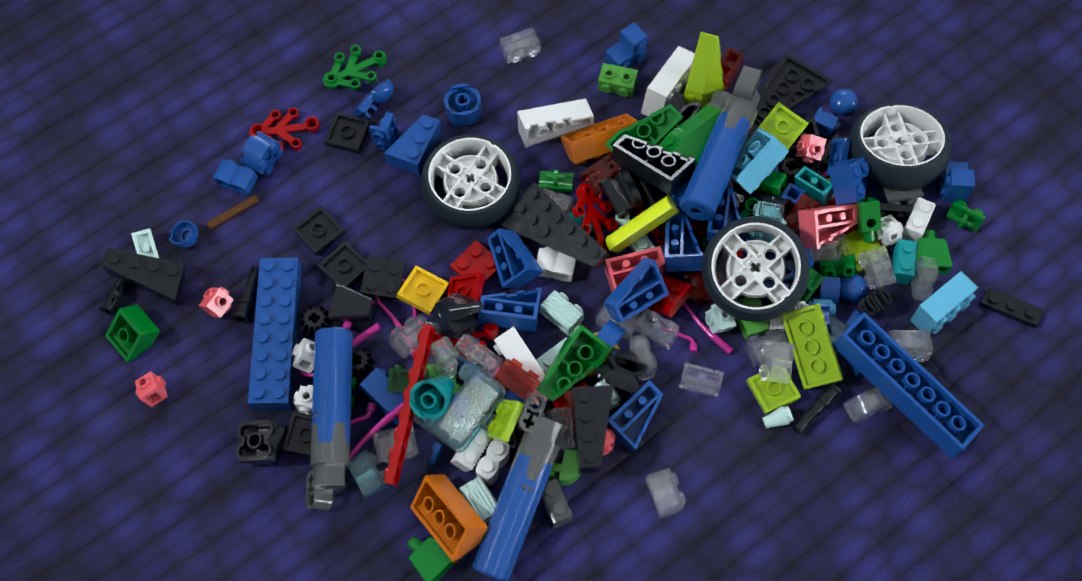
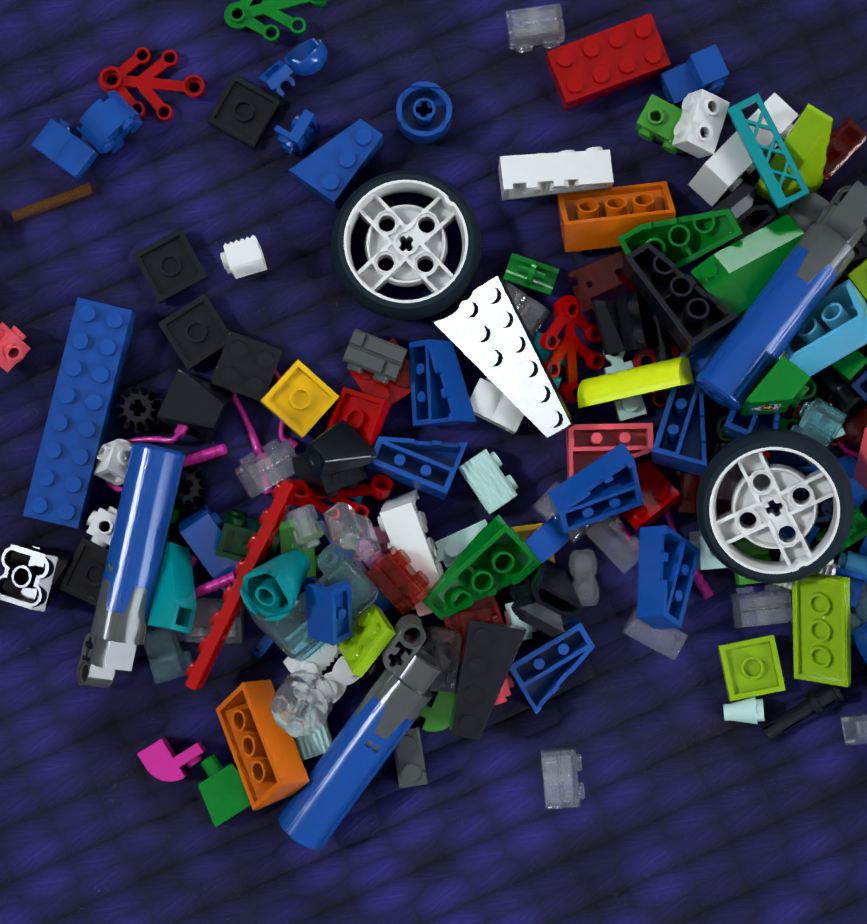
camera: 15 degrees right, 20 degrees up
(246, 302) = (47, 354): black pin -> none
(364, 426) = (174, 594): none -> teal slope
(366, 210) = (243, 257): none -> white brick
(385, 552) = (165, 764): none -> dark pink brick
(458, 476) = (296, 689): none -> clear brick
(466, 249) = (374, 356): none -> dark grey brick
(474, 404) = (329, 612): none -> blue panel
(569, 54) = (607, 61): none -> red brick
(638, 68) = (700, 123): none -> white brick
(679, 75) = (758, 158): none -> teal fence
(696, 334) = (664, 576): none -> blue wedge
(734, 197) = (778, 390): none -> green slope
(777, 362) = (765, 641): clear brick -> none

